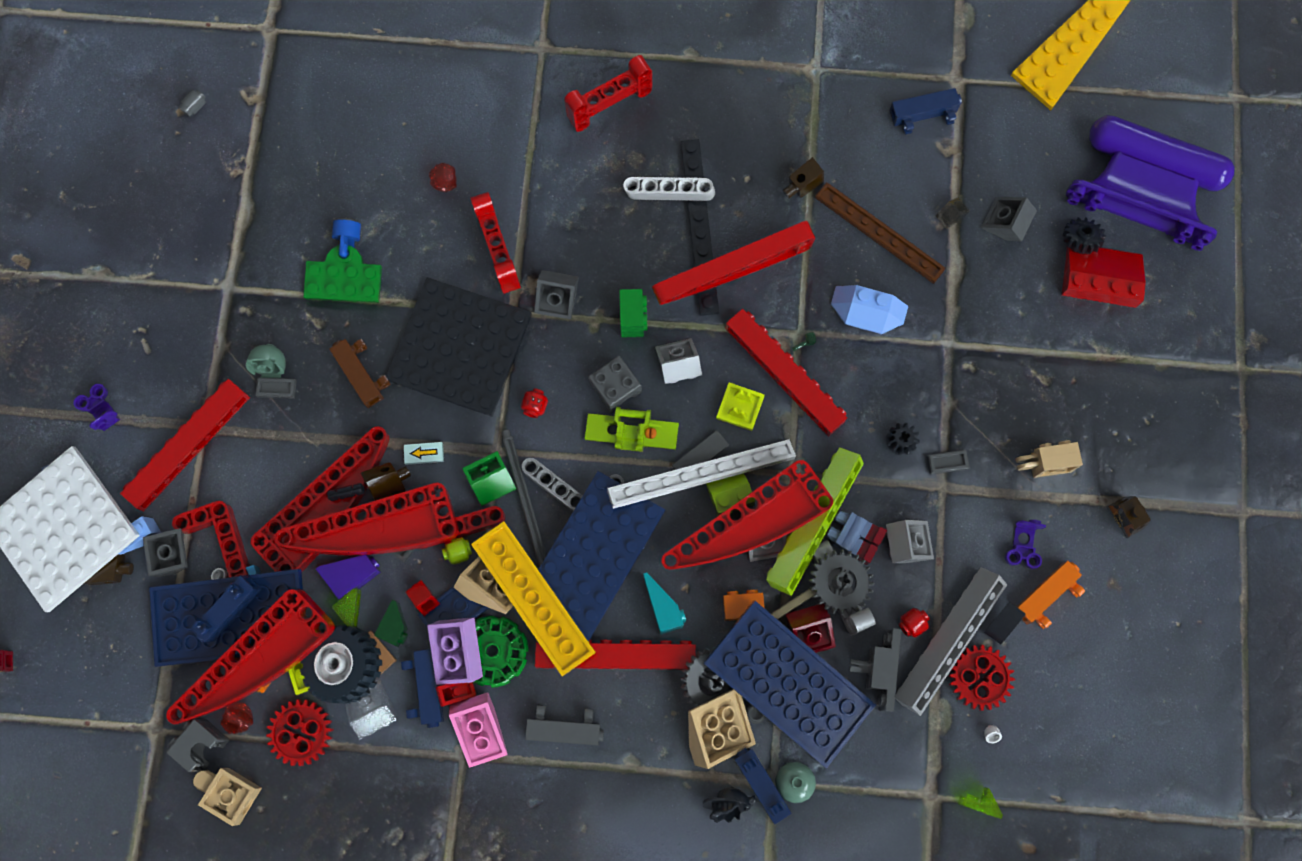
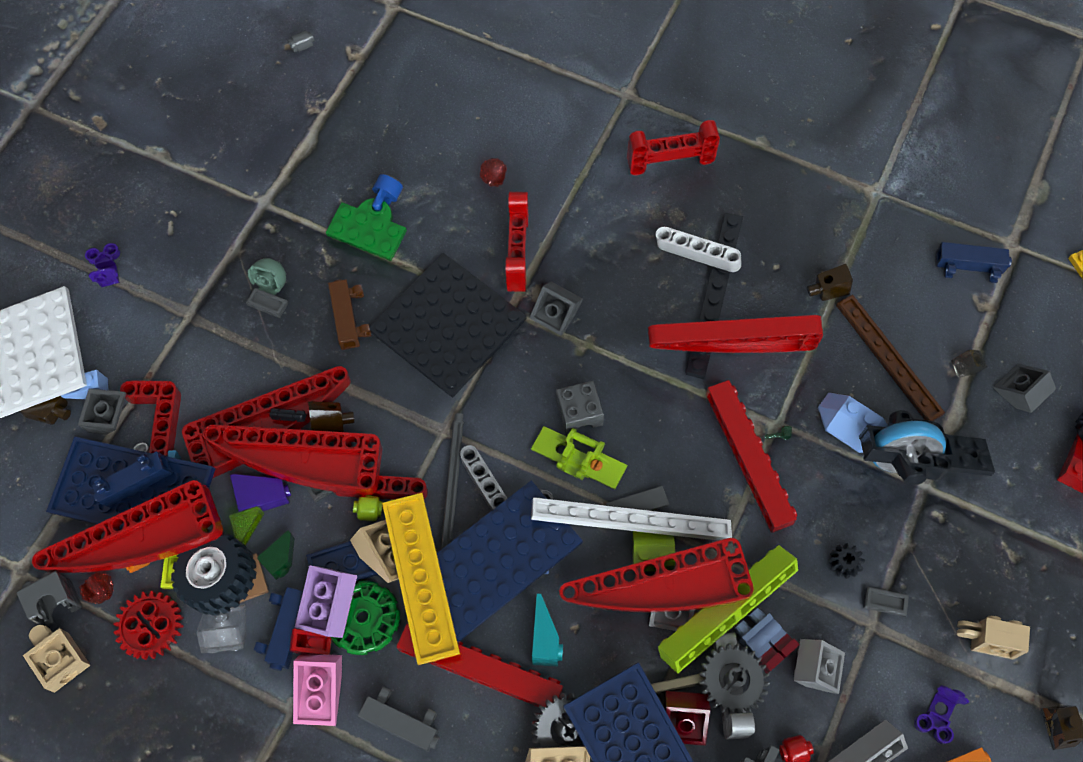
camera: 20 degrees right, 10 degrees down
(185, 445) = (163, 323): red brick -> none
(422, 597) = (317, 540): red brick -> none
(423, 453) = (375, 407): light aqua tile -> none
(489, 478) = (426, 451): green slope -> none
(534, 403) = (496, 398): red head -> none
(632, 307) = (621, 347): green brick -> none
(678, 361) = (649, 408): light grey slope -> none
(736, 604) = (619, 660): orange brick -> none
(740, 406) = (693, 472): neon yellow plate -> none
(937, 312) = (896, 446): none -> black piece

